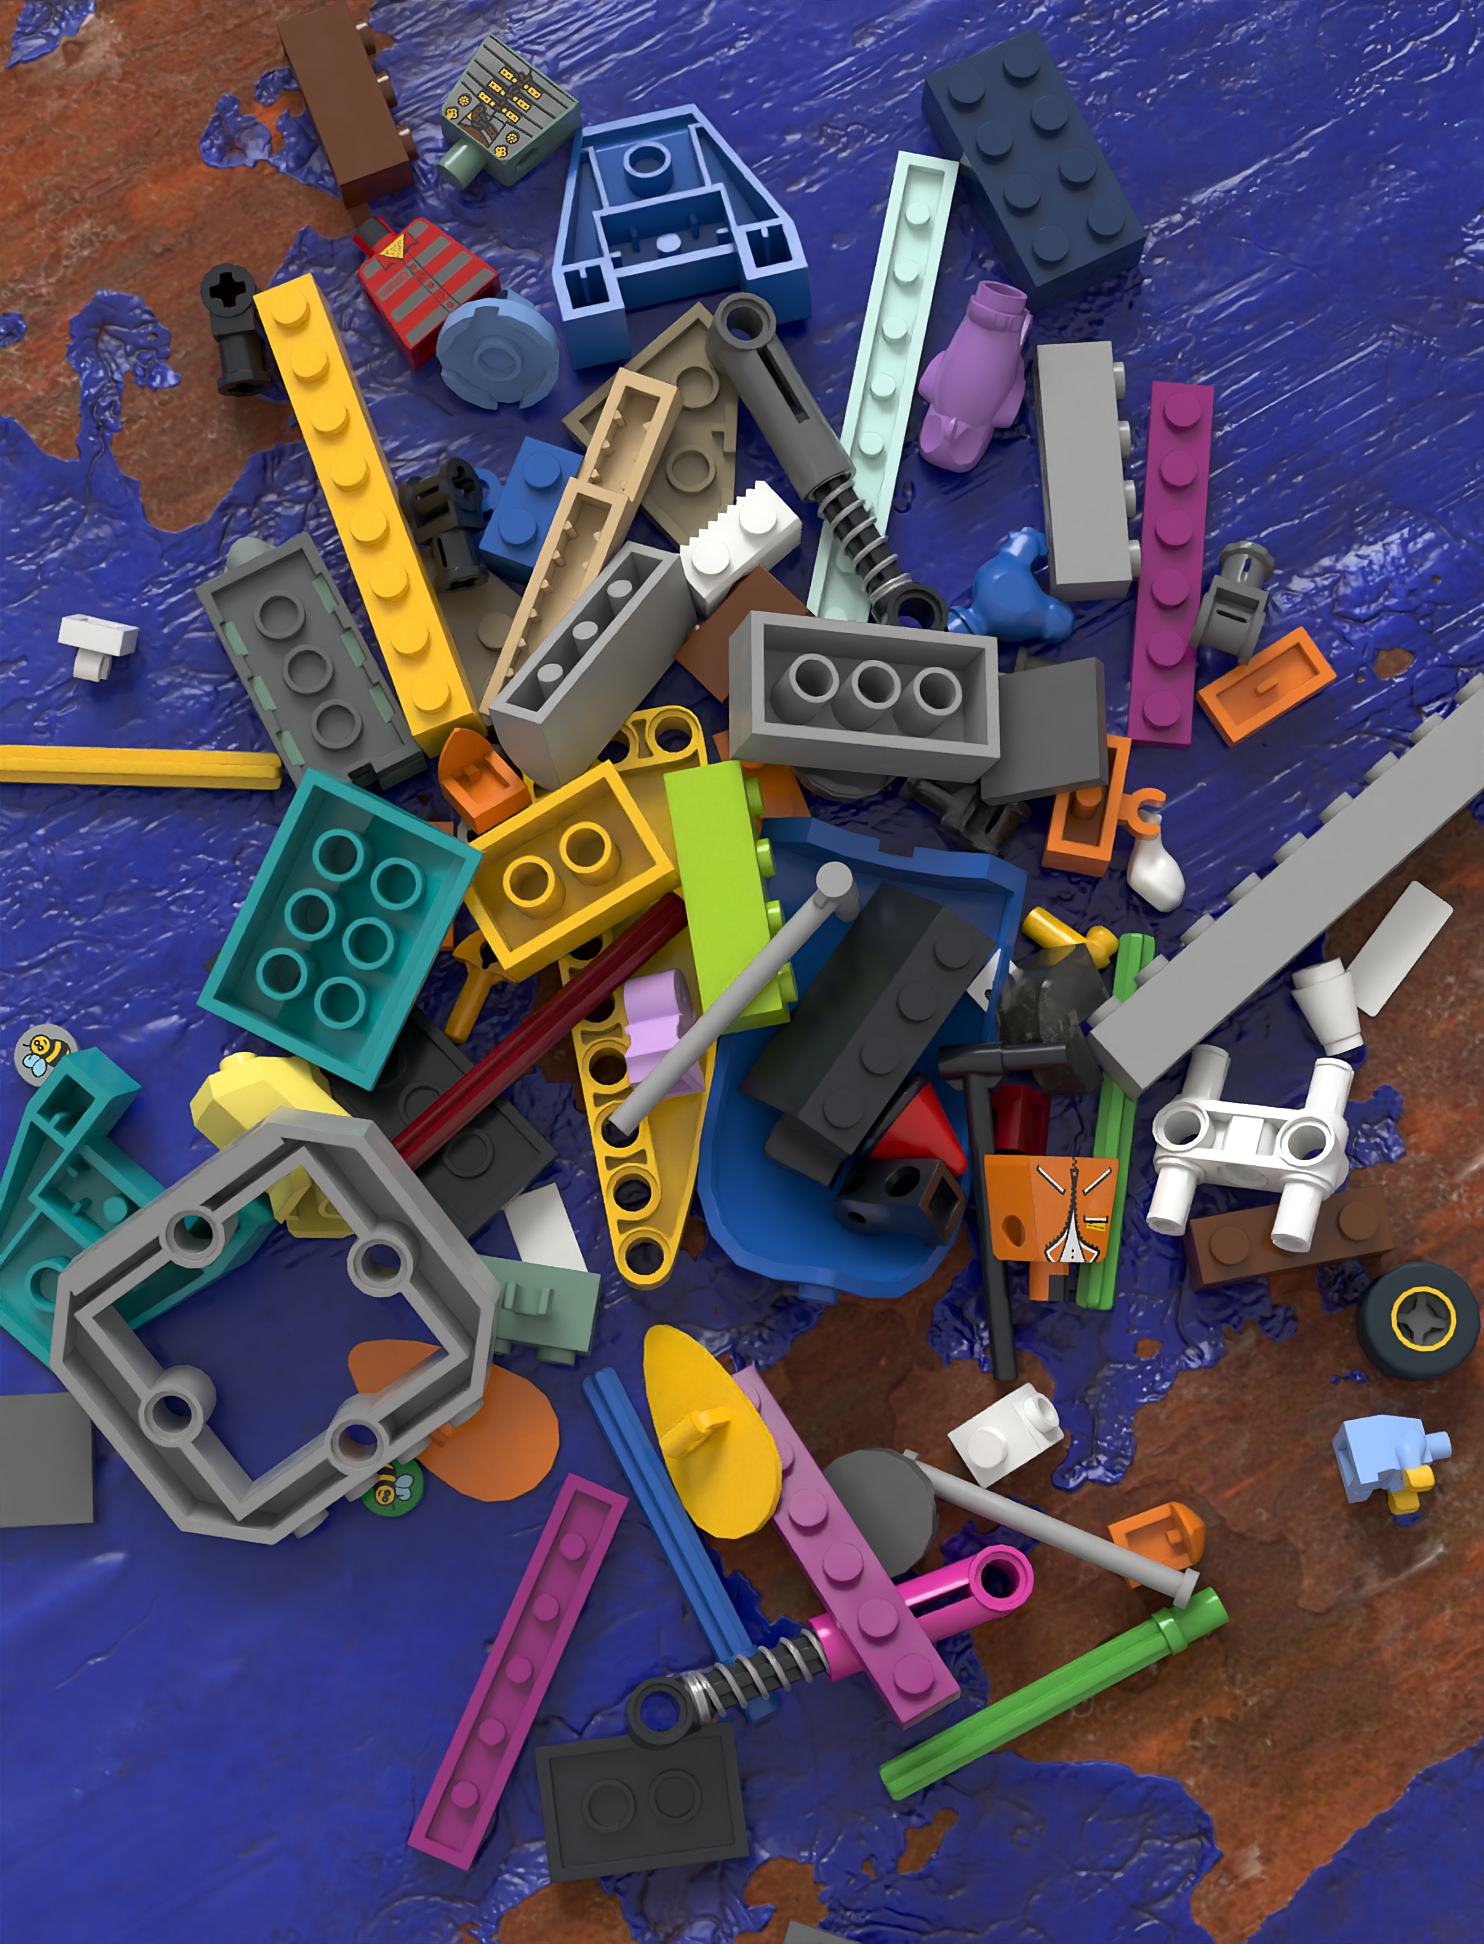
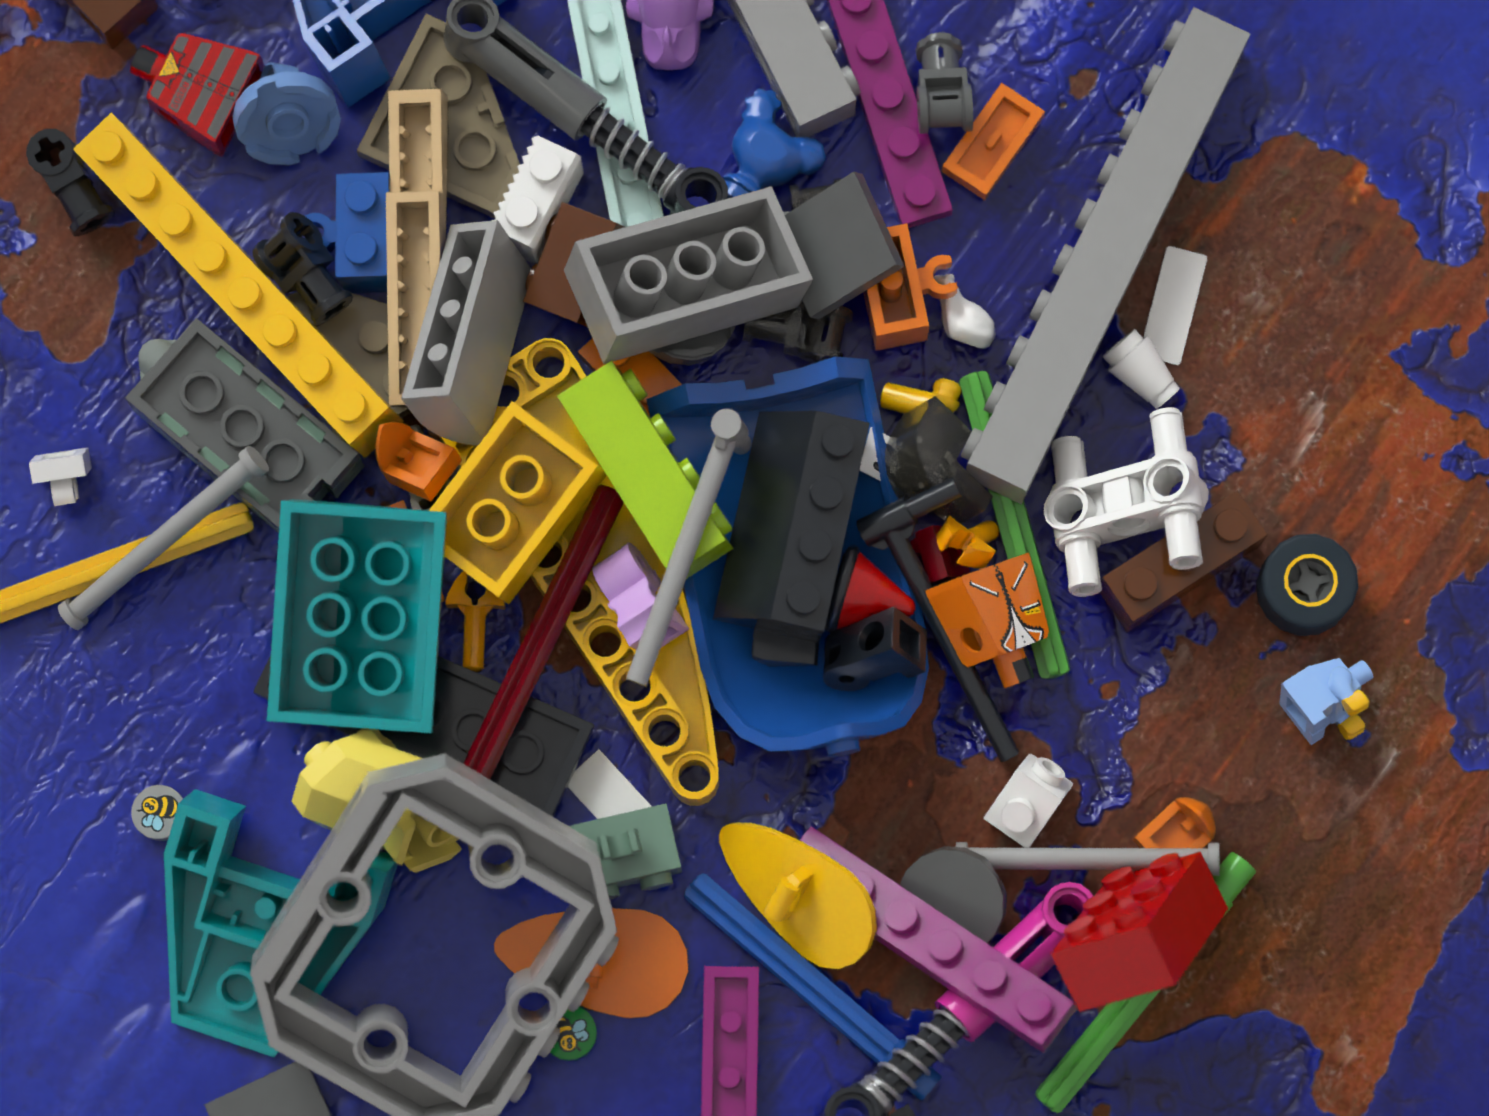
camera: 20 degrees left, 0 degrees up
(296, 715) = (76, 611): none -> light grey bar
(1060, 1121) = (972, 541): none -> light orange bar
(1067, 1638) = (1139, 930): none -> red brick

